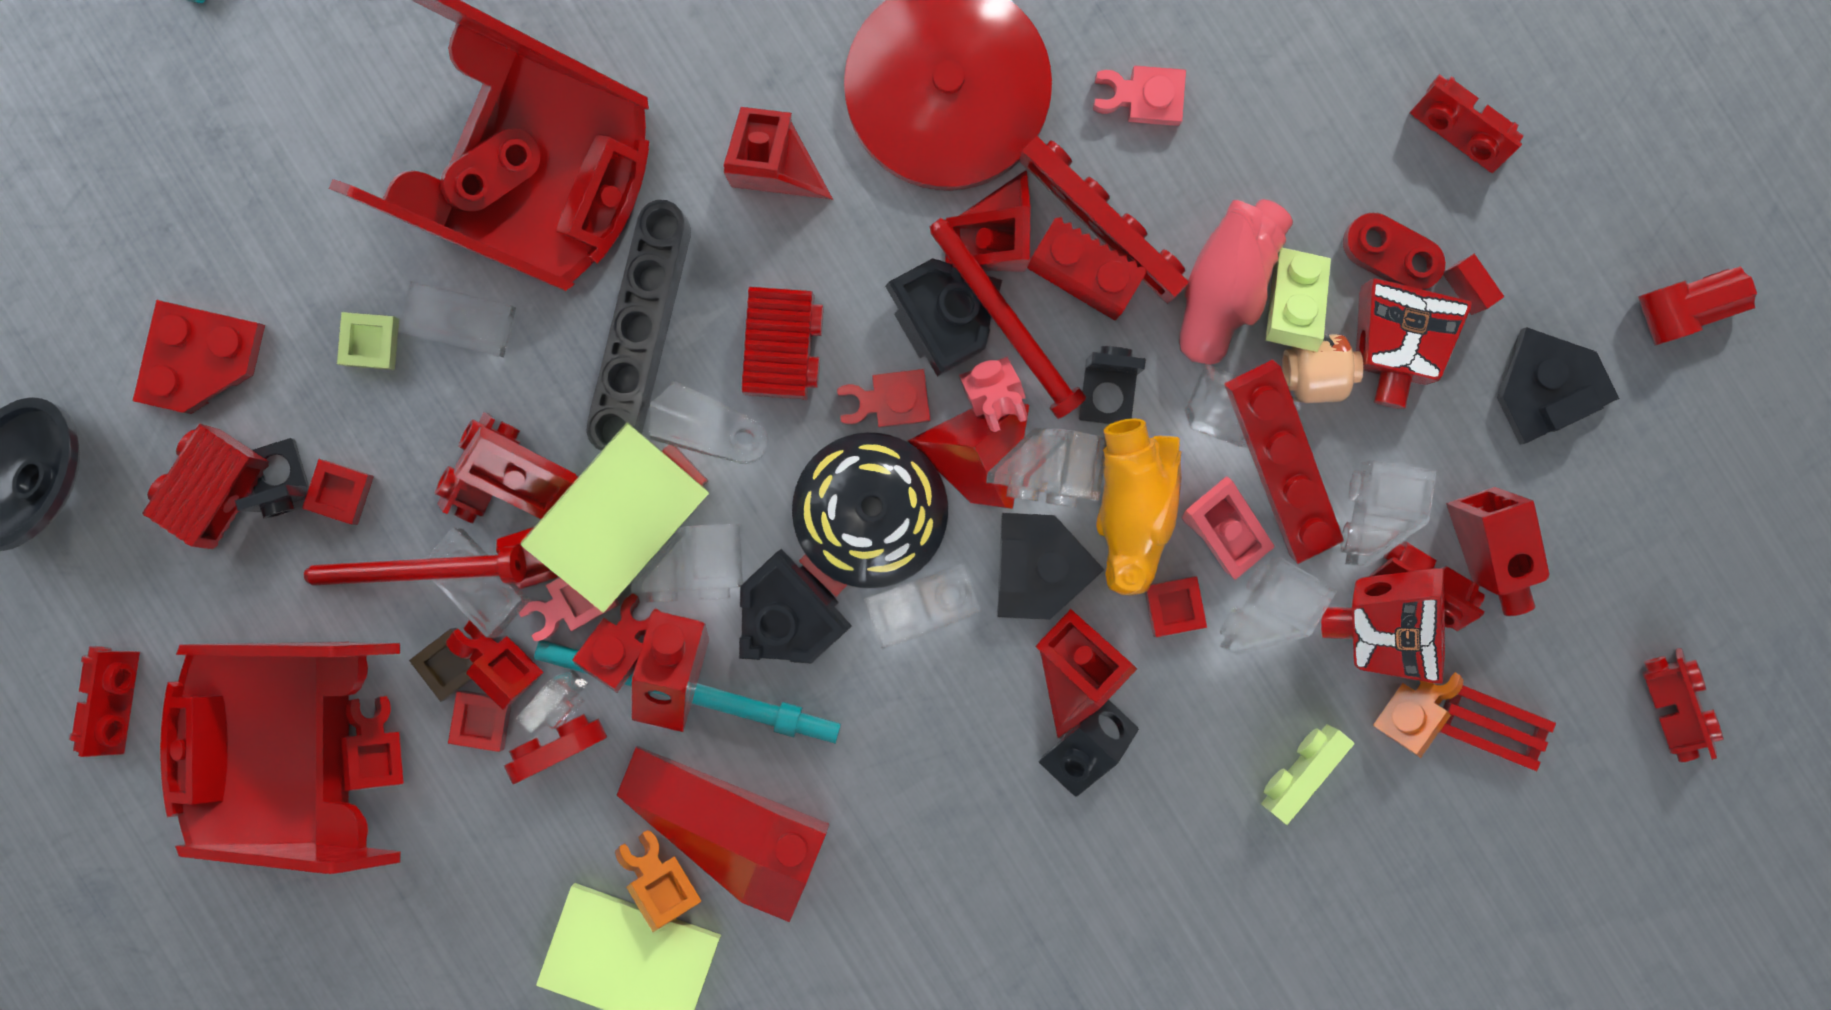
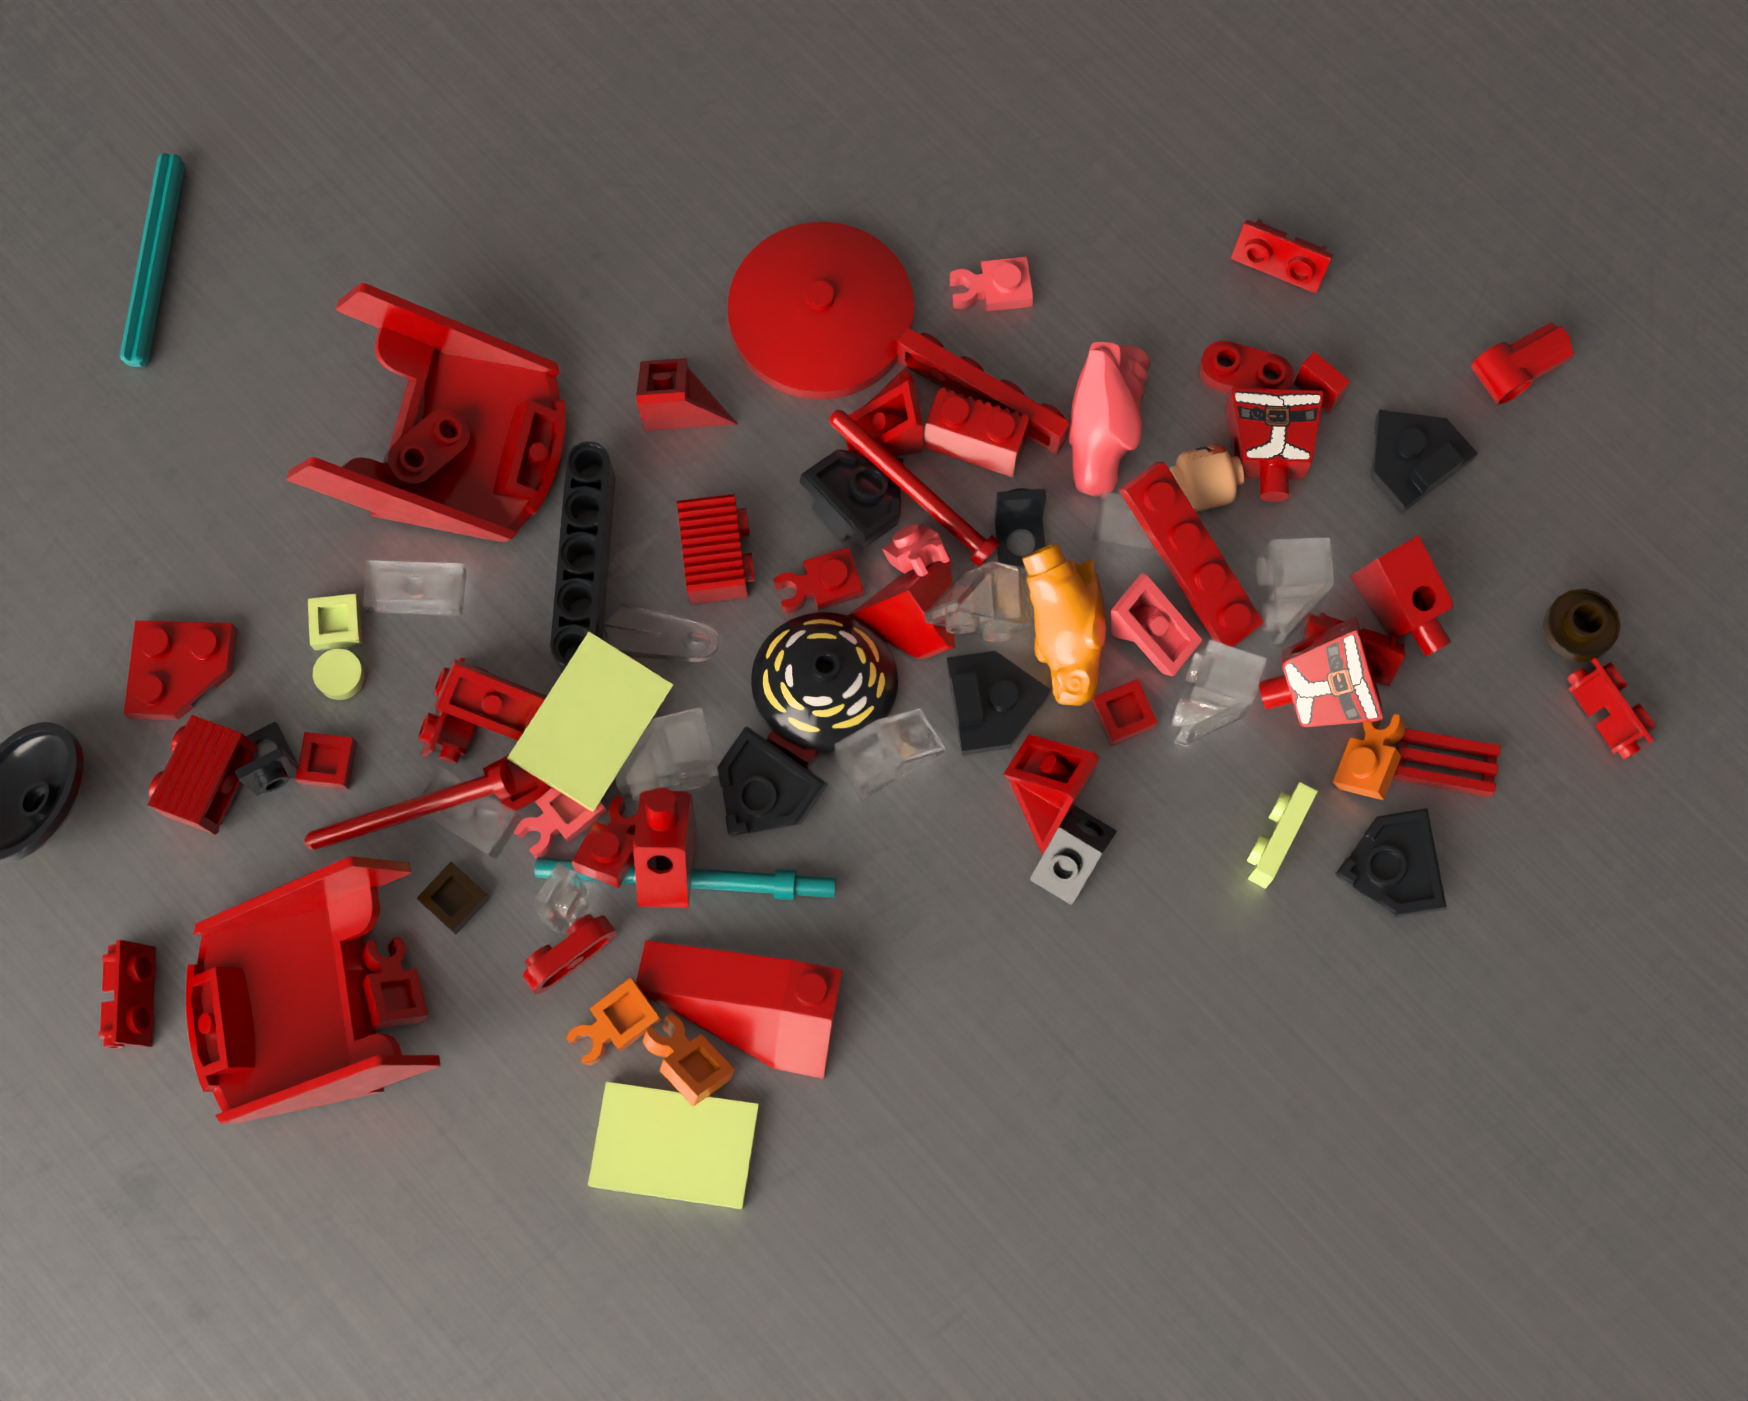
camera: 10 degrees left, 15 degrees down
(363, 400) = (338, 674): none -> yellowish green tile
(478, 722) = (492, 944): red tile -> none
(497, 668) = (500, 886): red plate -> none
(595, 826) = (620, 1018): none -> orange plate
(1298, 300) = (1170, 421): yellowish green plate -> none
(1417, 828) = (1397, 865): none -> black plate
(1677, 614) = (1581, 625): none -> dark brown plate

